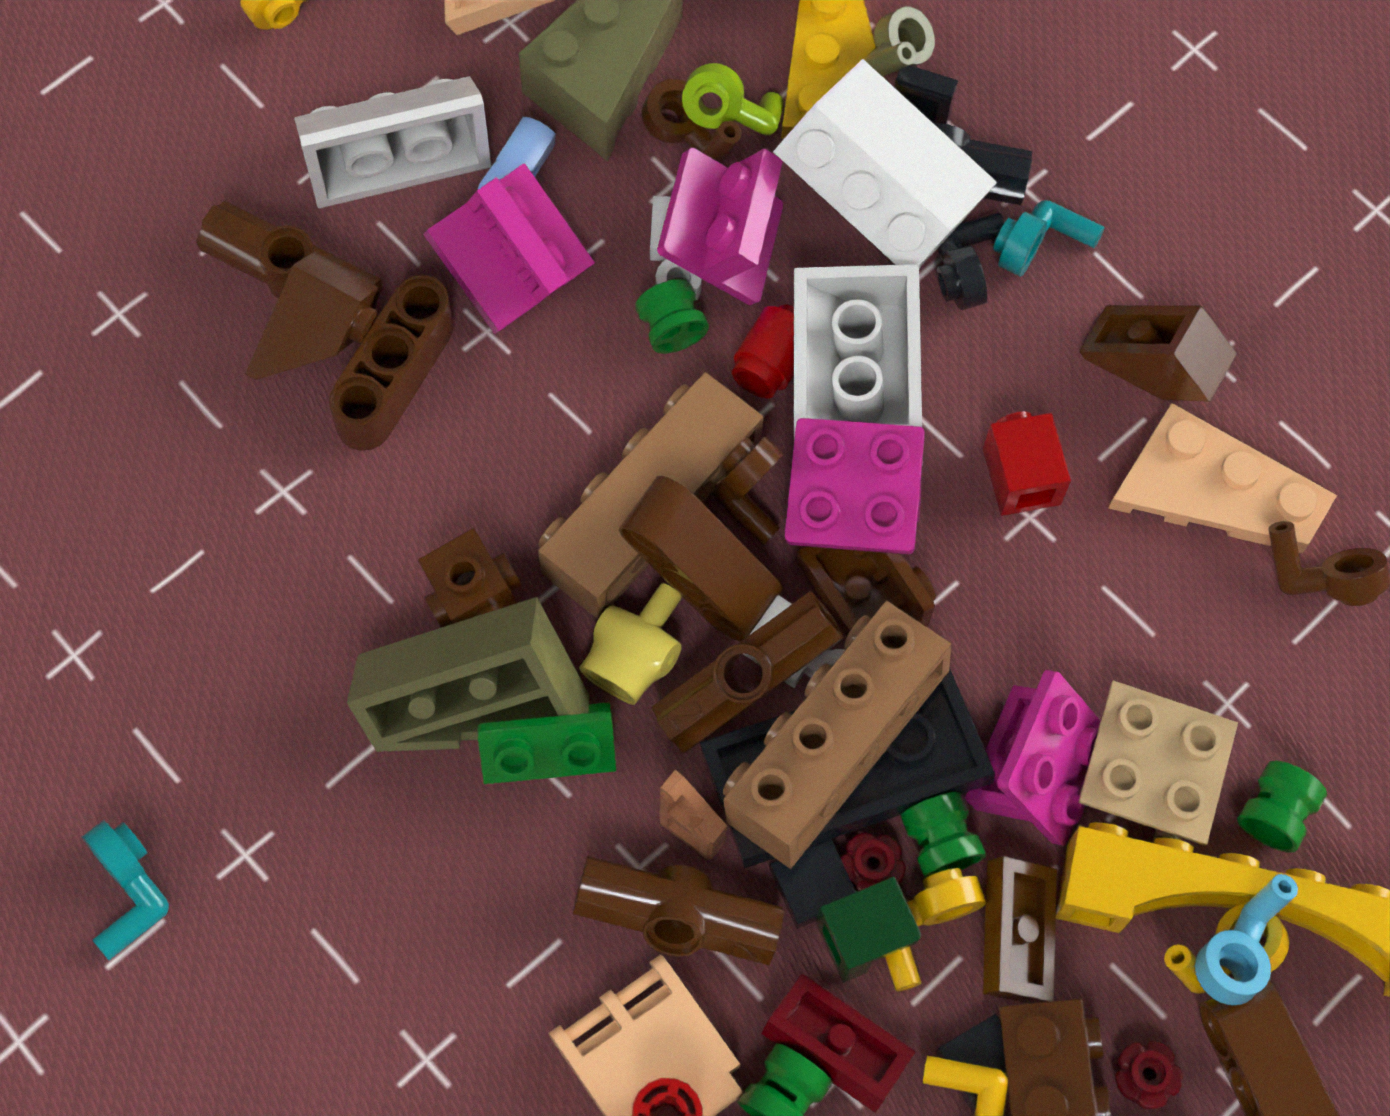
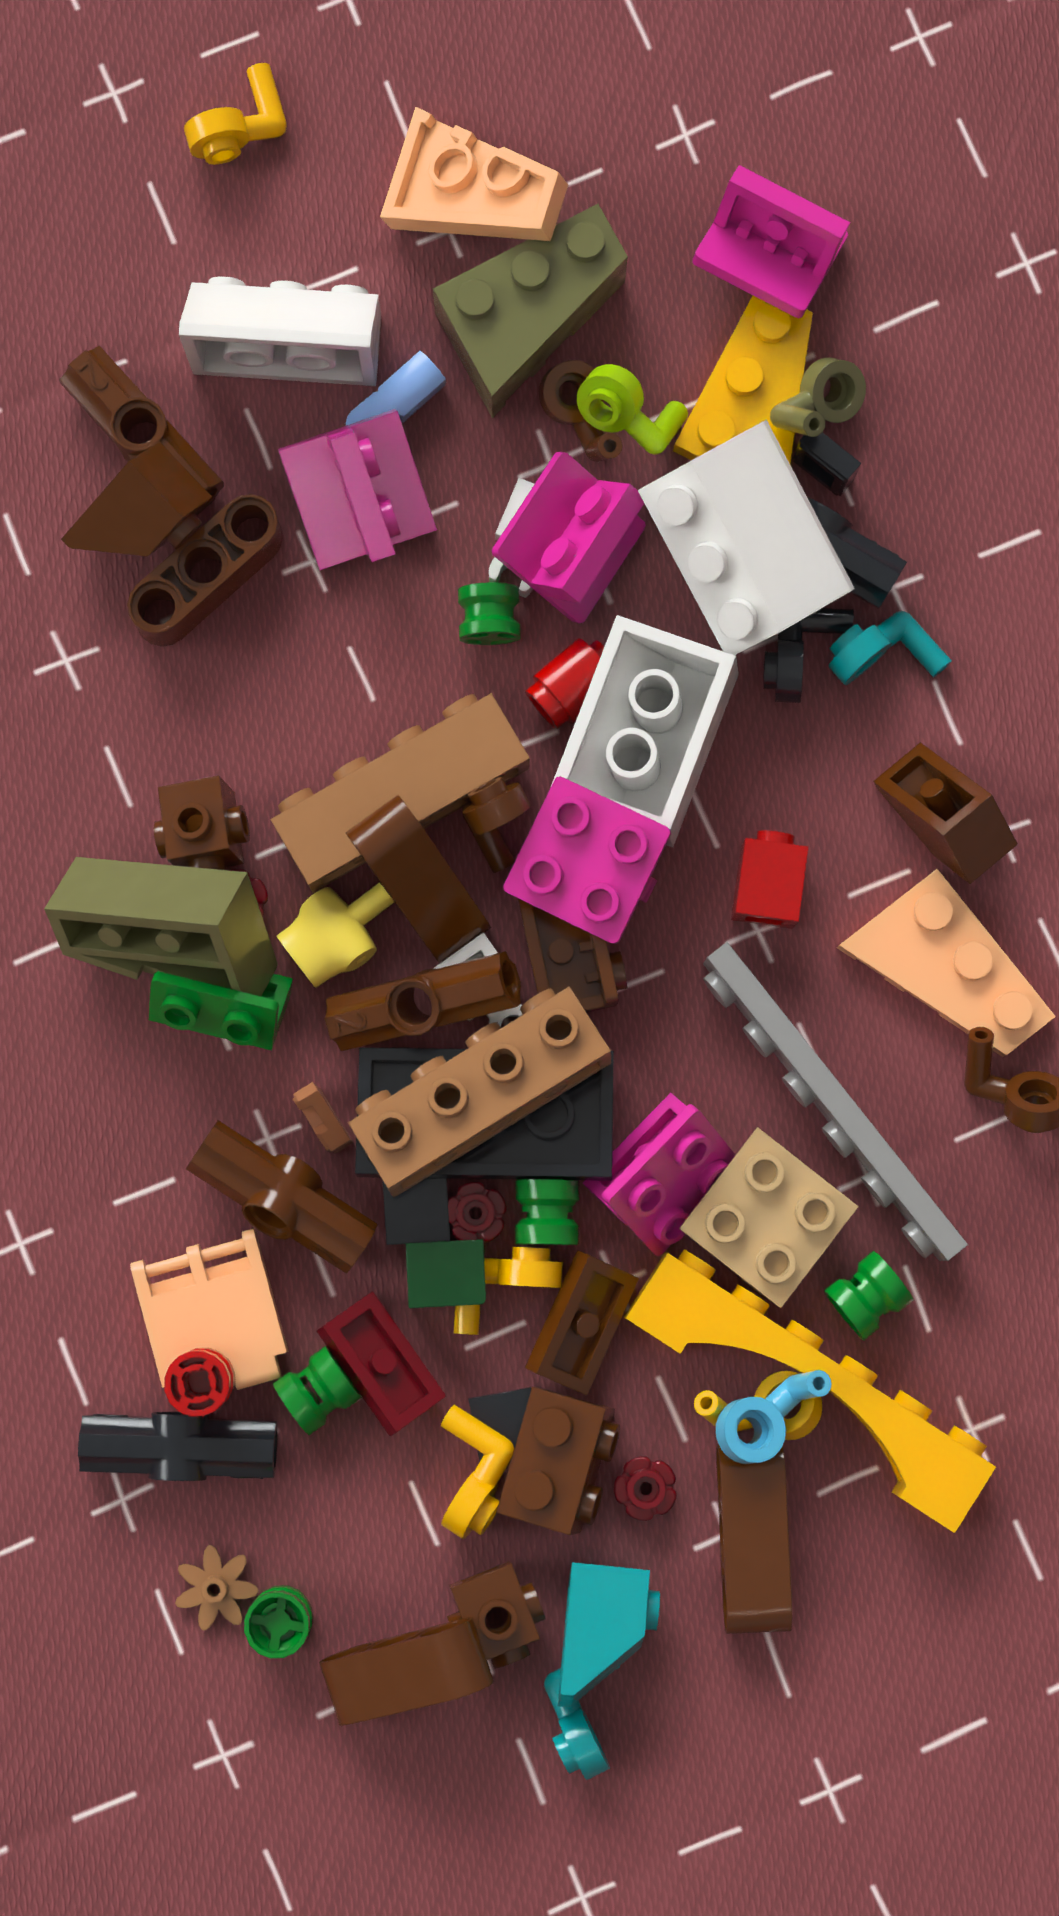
camera: 20 degrees right, 15 degrees up
(1188, 650) = (847, 1125): none -> light grey plate

